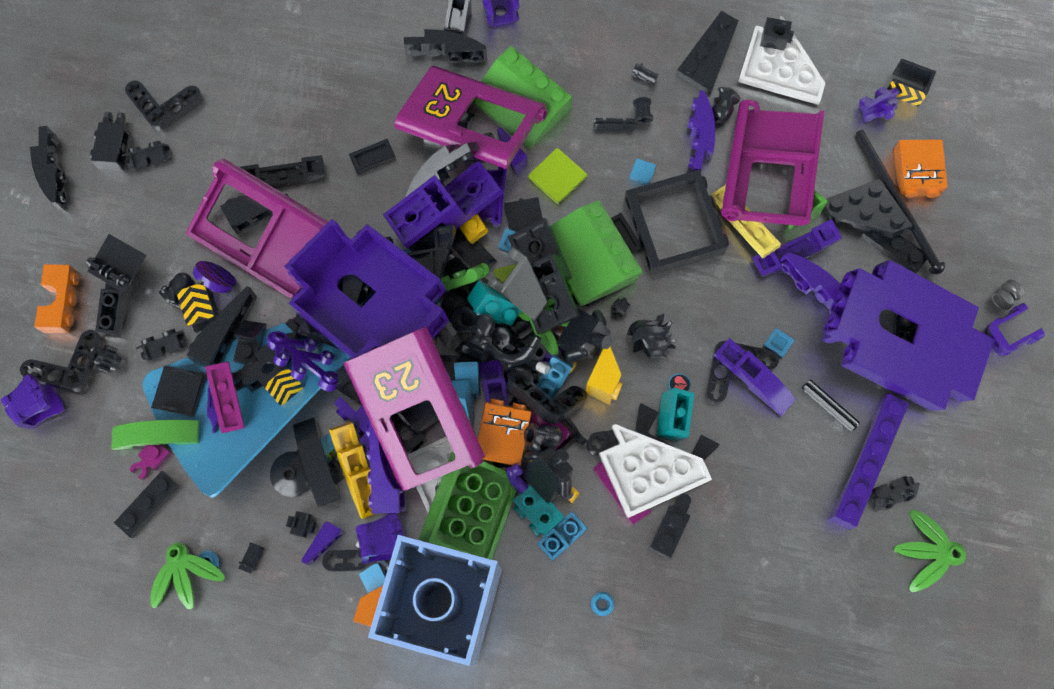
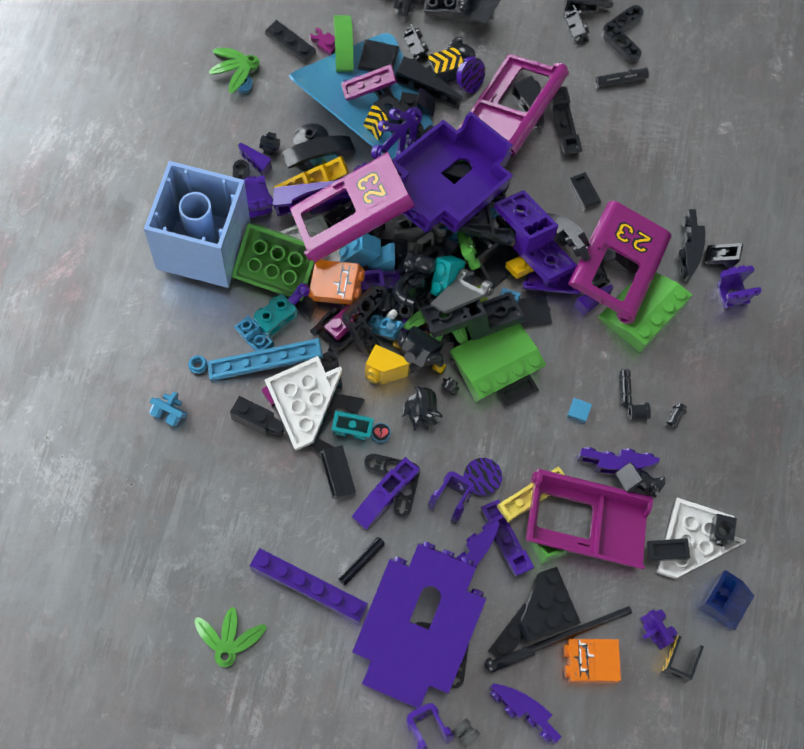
camera: 80 degrees right, 5 degrees down
(222, 101) = (641, 74): none -> black pin
(250, 558) = (241, 109): black pin -> none
(542, 436) = (332, 311): black animal -> none
(549, 474) = (301, 318): black torso -> none
(557, 176) = (572, 338): lime tile -> none
(597, 520) = (264, 359): none -> dark azure tile
(654, 264) = (522, 405): black window -> none
(660, 635) = (175, 414): none -> dark azure hips
(706, 58) = (694, 469): black wing -> none
(725, 119) = (629, 477): none -> slope
(725, 274) = (484, 475): none -> dark purple tile
(732, 431) = (337, 472): none -> black piece
(769, 297) = (451, 480): none -> dark purple piece
(778, 342) = (418, 519): dark azure tile -> none
(798, 88) = (668, 550): none -> black tile
(843, 39) = (728, 599): none -> clear blue slope
(903, 490) = (276, 600): black hinge -> none
(975, 235) = (519, 704): none -> dark purple slope

